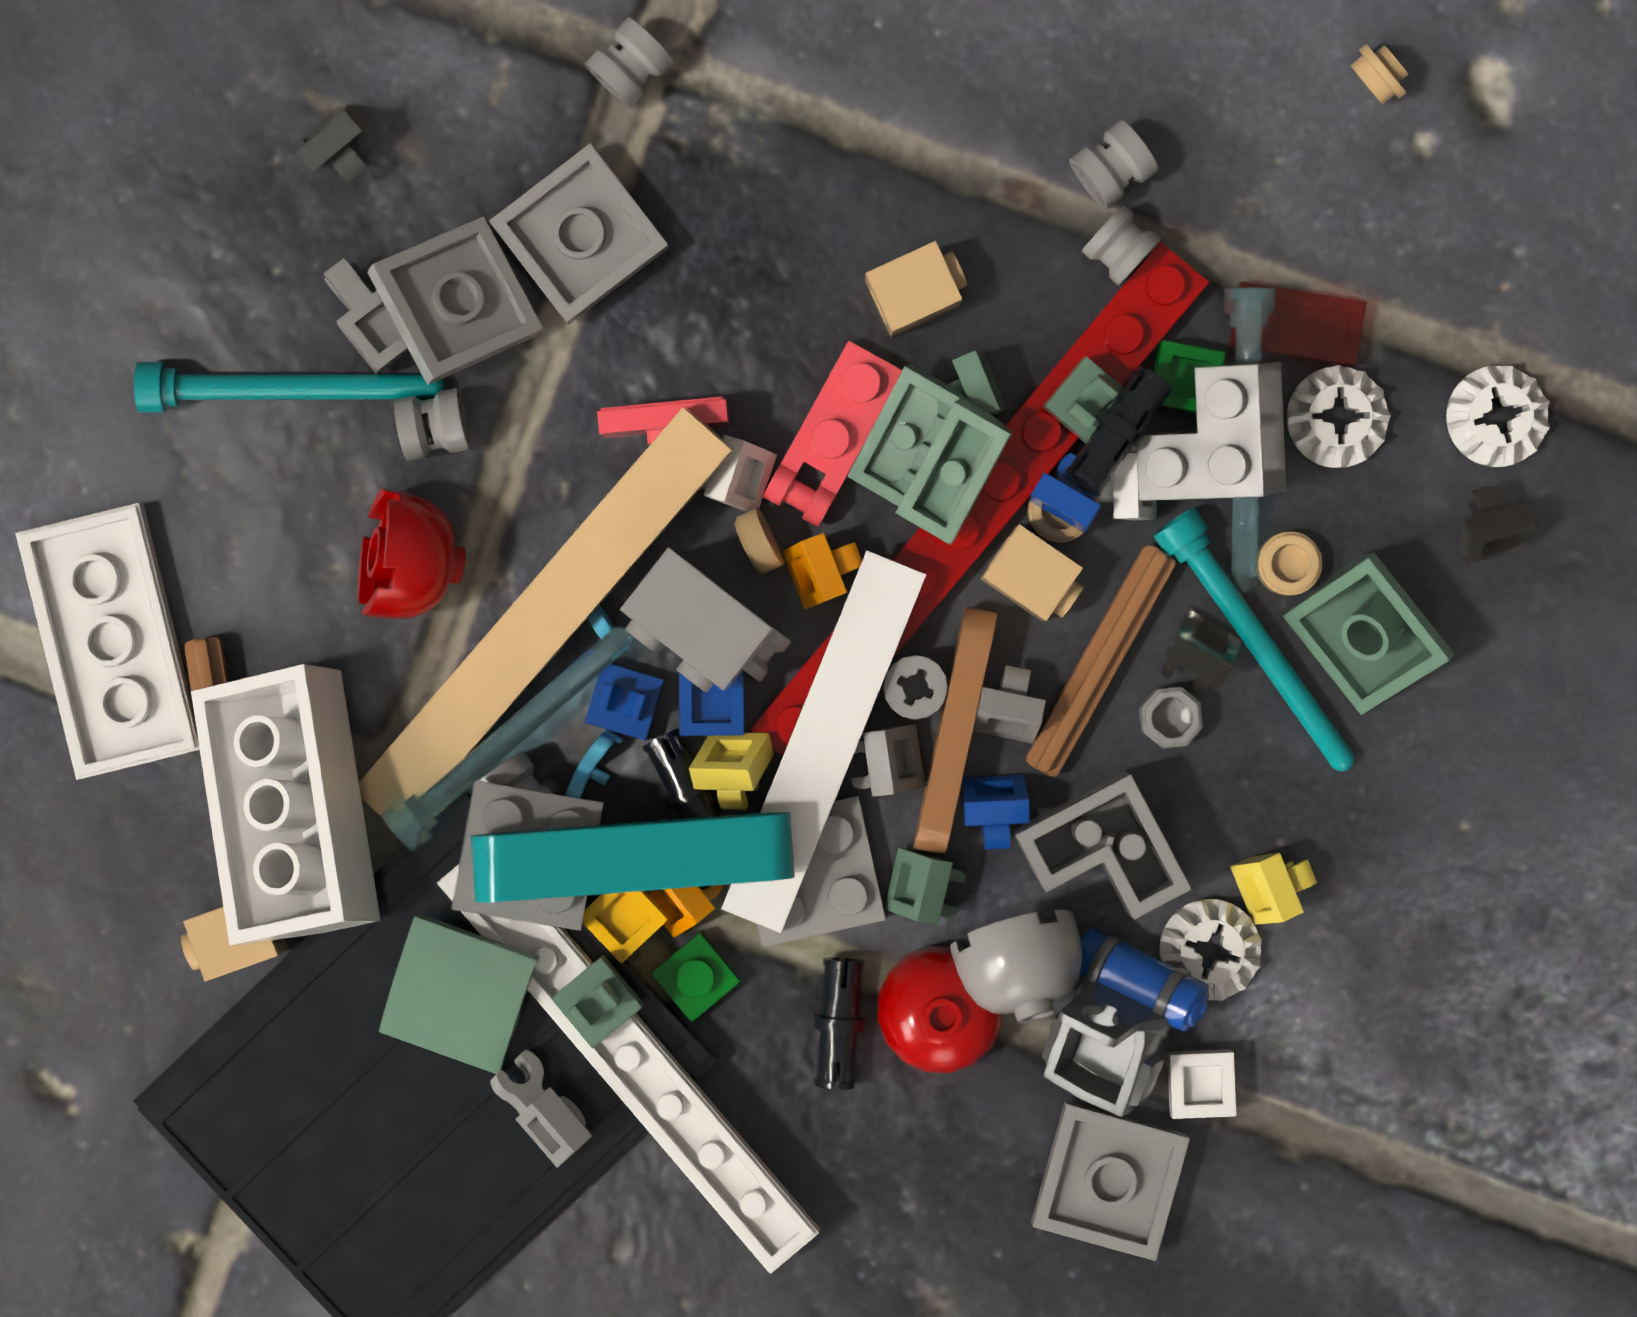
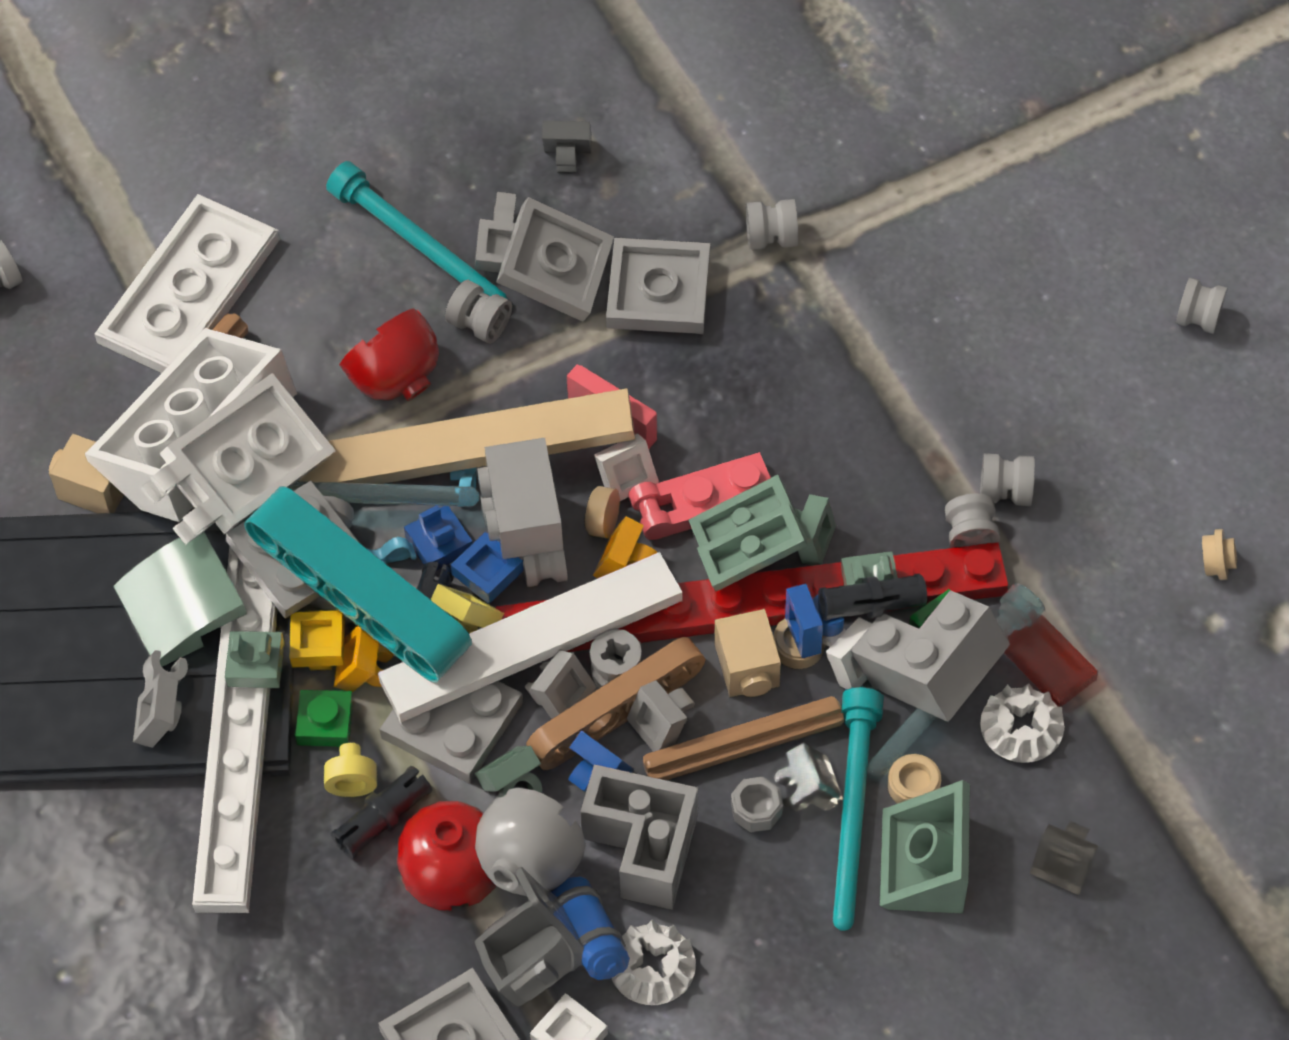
camera: 45 degrees right, 30 degrees down
(389, 823) = (239, 458): none -> white tile
(777, 1014) = (350, 773): none -> light yellow tile
(916, 288) = (825, 453): tan brick -> none
(1272, 886) = (728, 951): light yellow tile -> none
(1486, 443) = (1136, 822): white gear -> none

